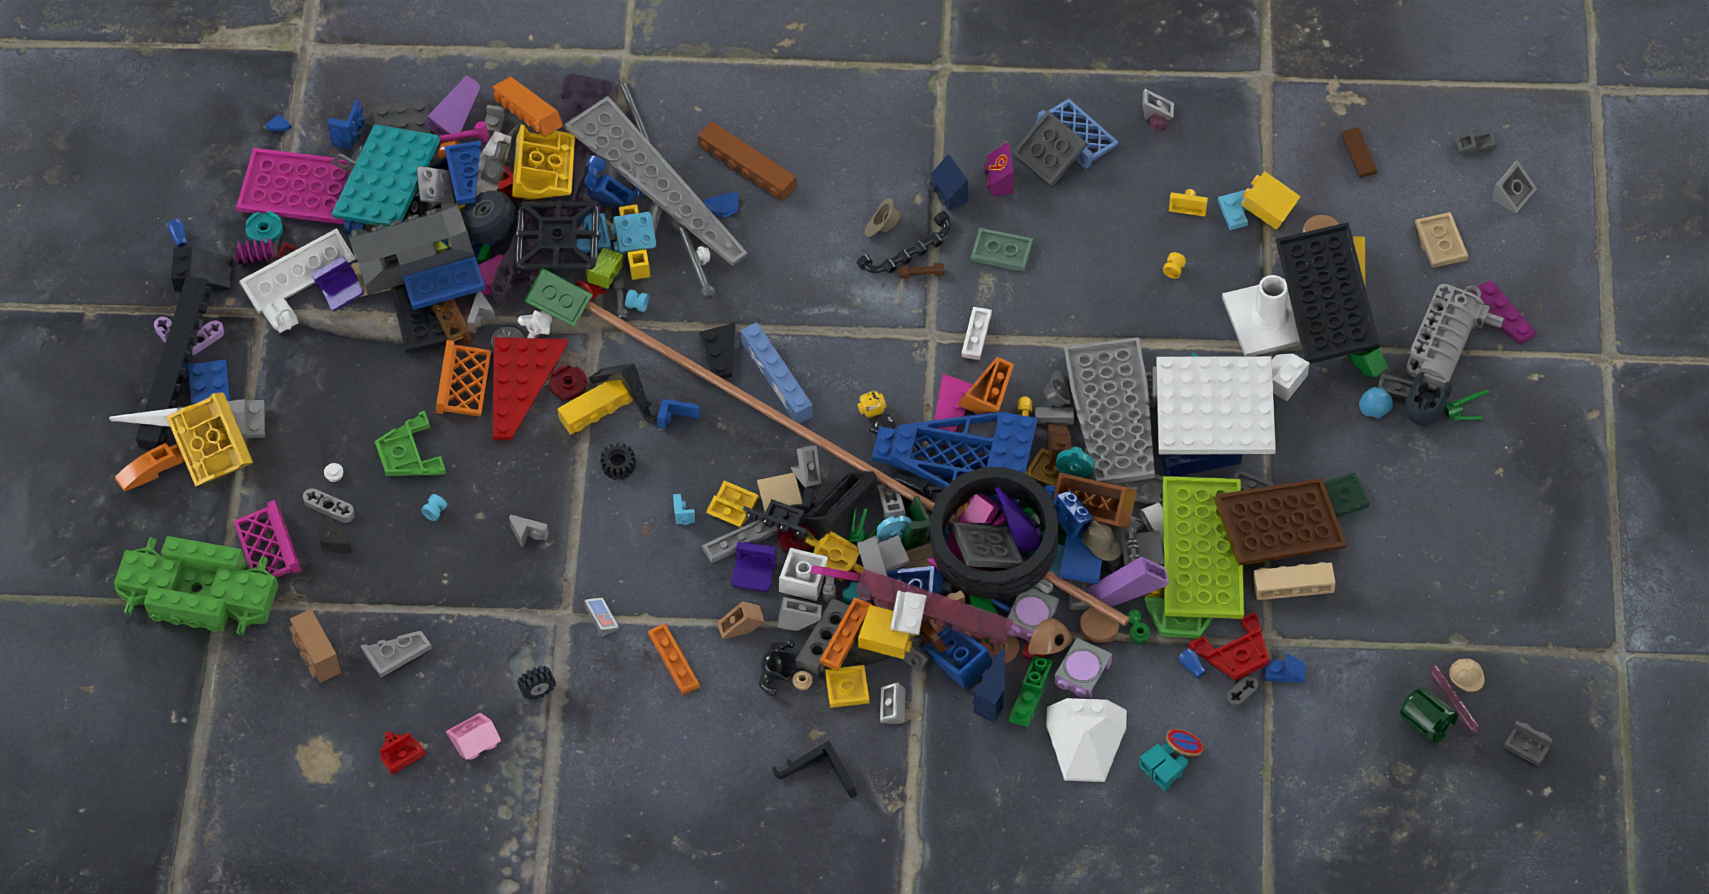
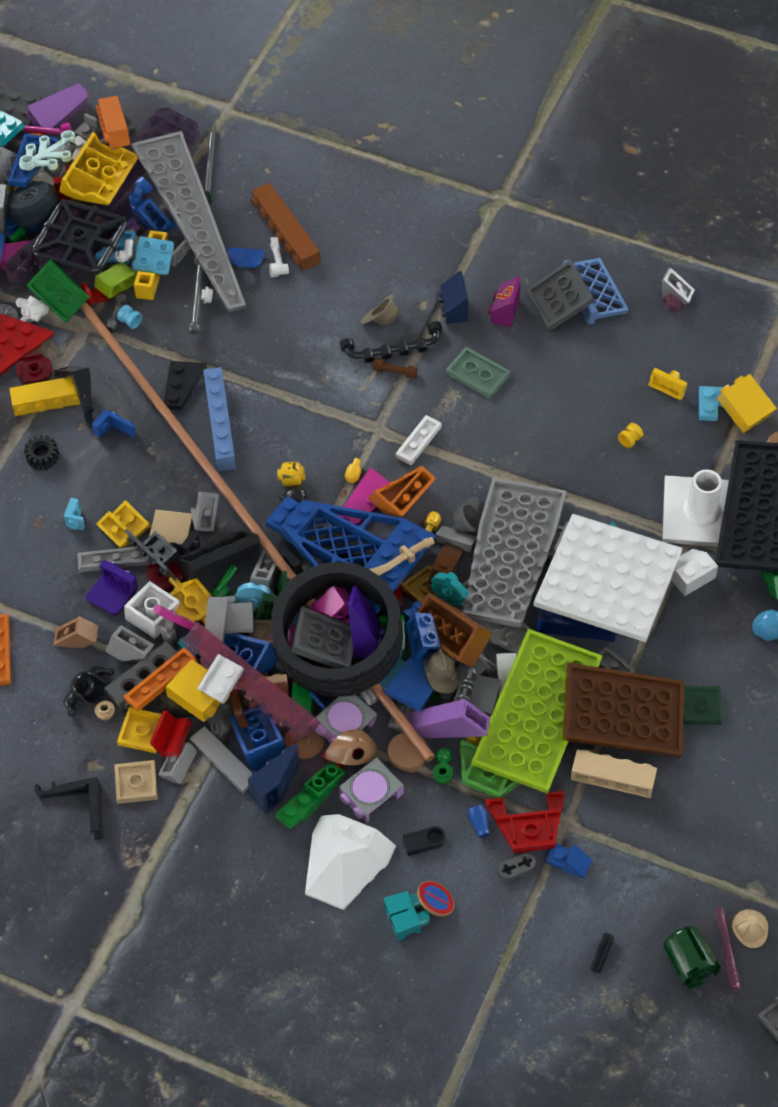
camera: 20 degrees right, 0 degrees up
(471, 175) = (28, 161): none -> light aqua plant
(606, 237) = (127, 253): none -> white arm
(759, 205) = (277, 268): none -> white brick
(863, 734) = (136, 781): none -> tan tile
(877, 681) = (170, 734): none -> red panel
(928, 383) = (353, 471): none -> yellow cylinder
(934, 688) = (222, 759): none -> light grey tile
(1022, 444) = (405, 554): none -> tan sword
(1146, 700) = (417, 841): none -> black piece
(1349, 739) = (602, 952): none -> black axle

